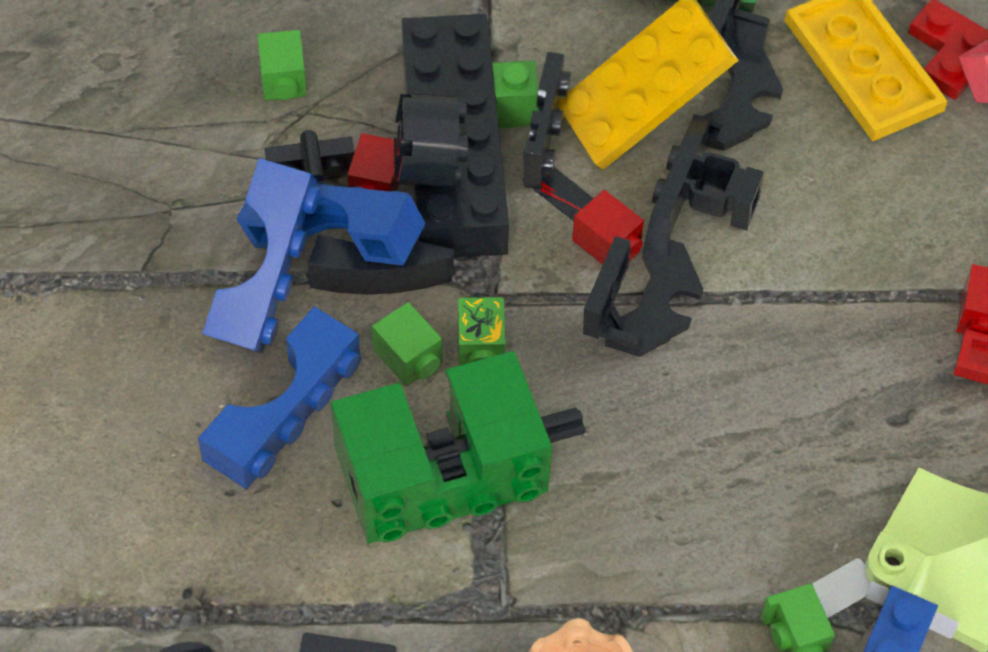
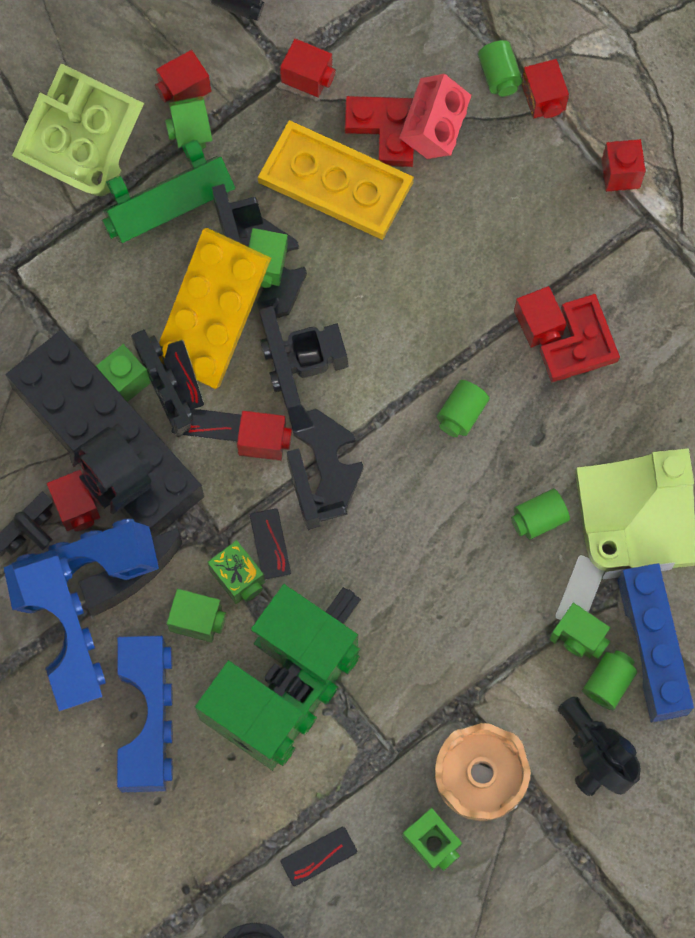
camera: 35 degrees left, 15 degrees up
(540, 335) = (270, 543): none -> black sticker
(573, 128) = (180, 365): none -> black sticker
(743, 80) = (274, 246): none -> bright green brick
(836, 334) = (462, 409): none -> bright green brick
(842, 484) = (540, 514): none -> bright green brick

